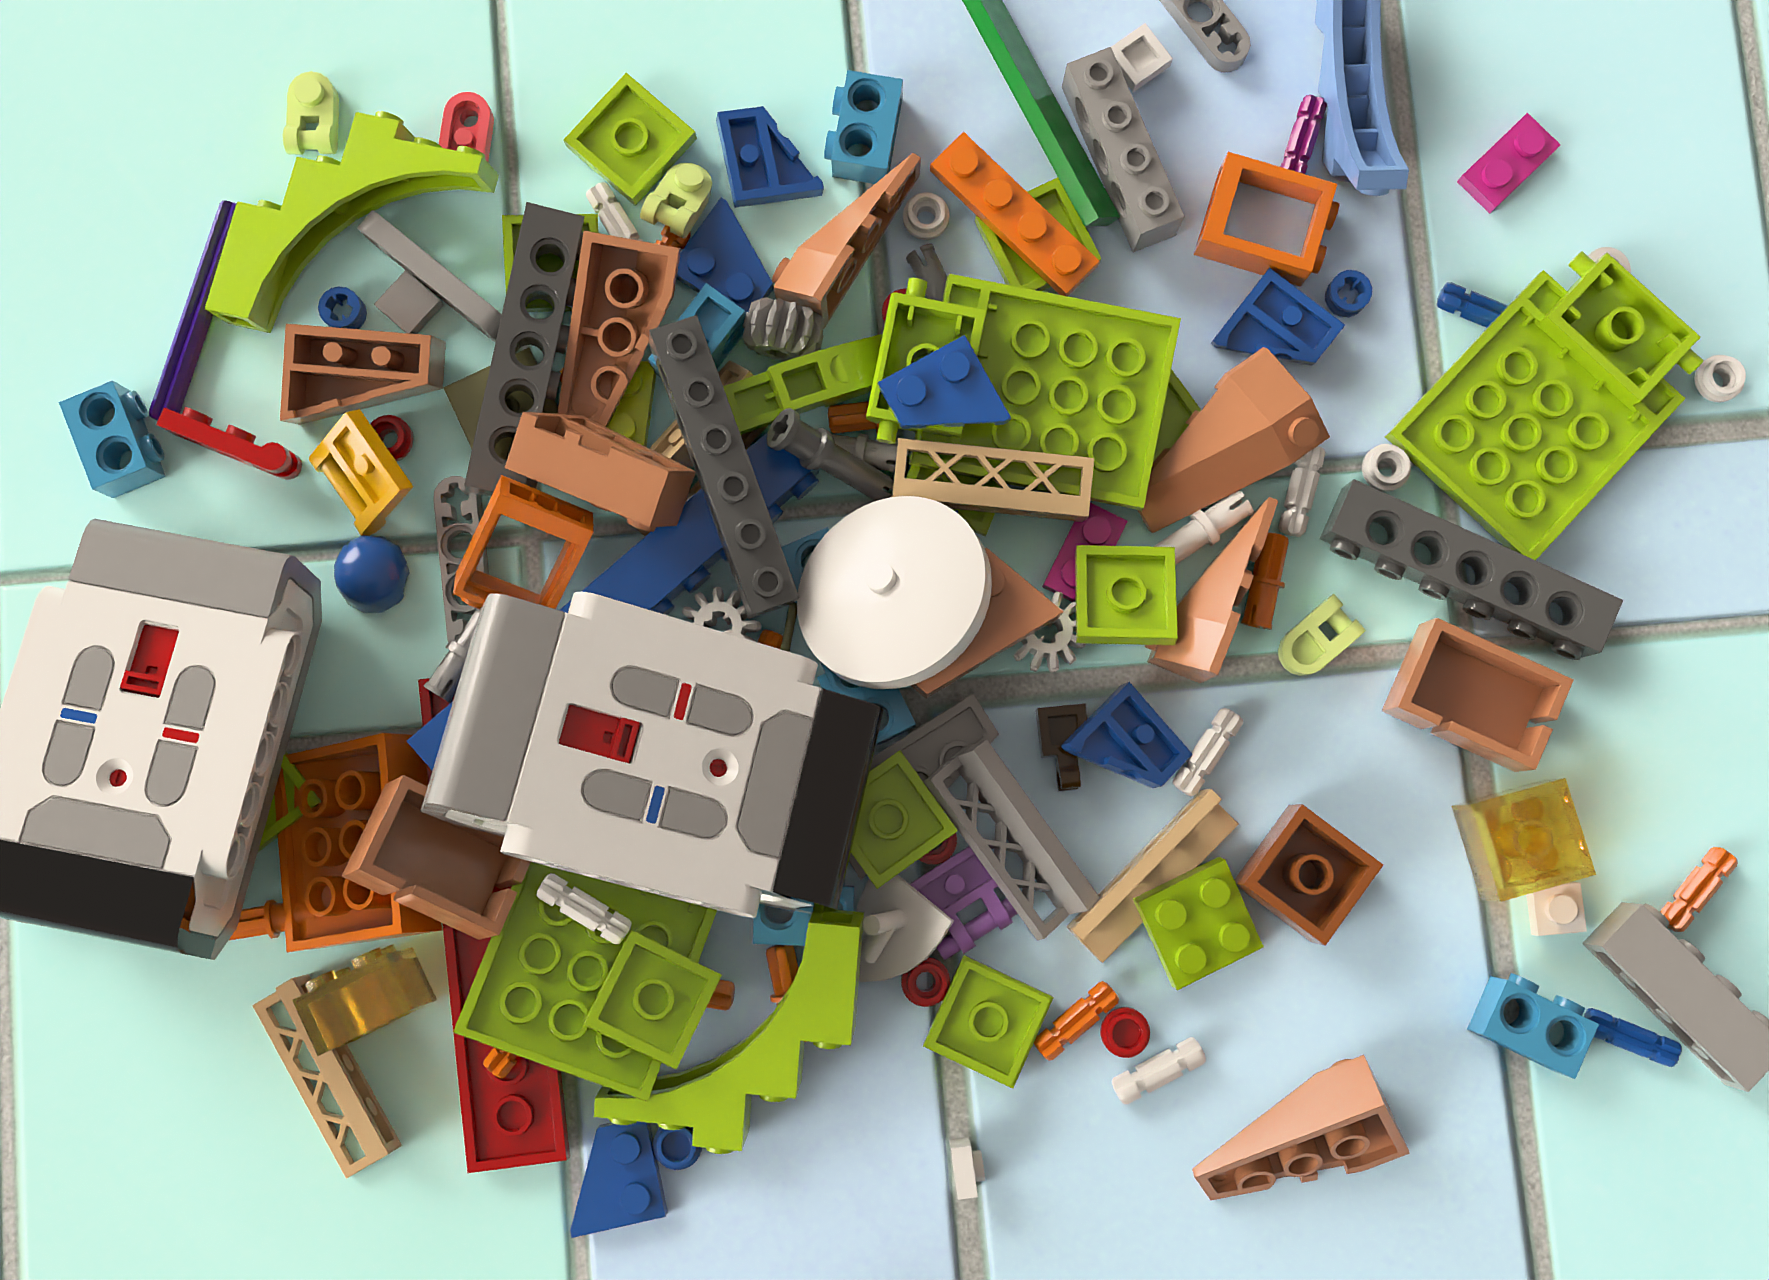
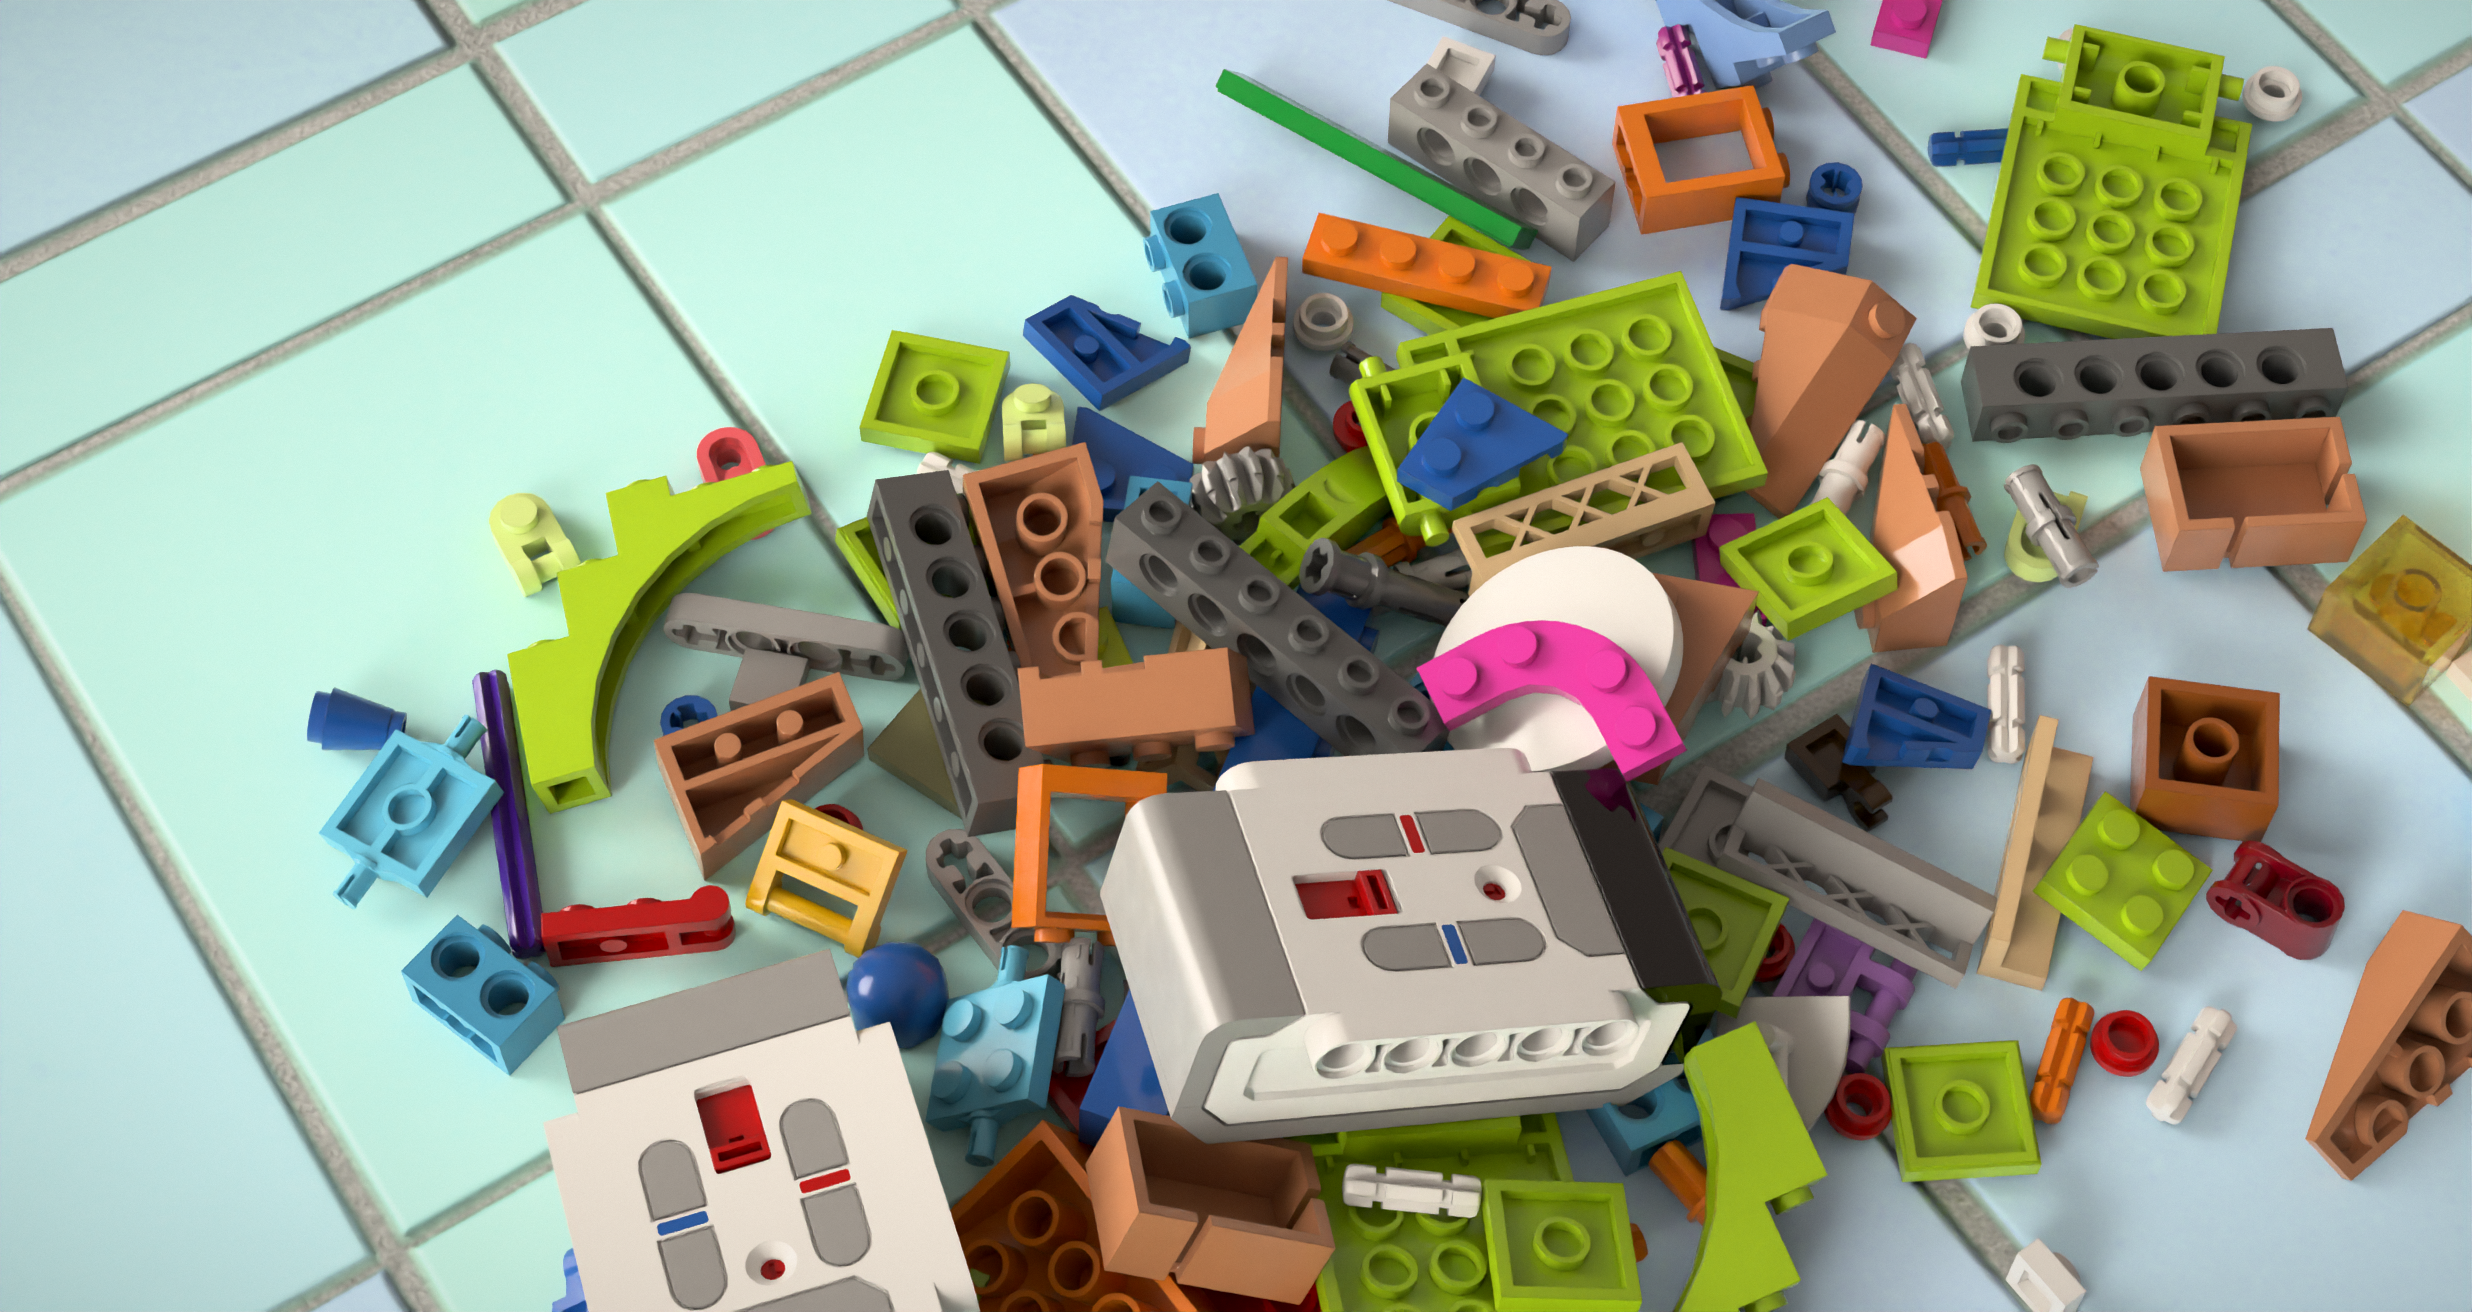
camera: 30 degrees left, 25 degrees down
(128, 194) = (351, 722): none -> blue cone
(129, 284) = (411, 812): none -> medium azure plate
(398, 657) = (996, 1055): none -> medium azure plate
(886, 618) = (1562, 662): none -> dark pink plate
(1289, 989) = (2275, 900): none -> dark red piece
(1317, 648) = (2051, 526): none -> light grey pin

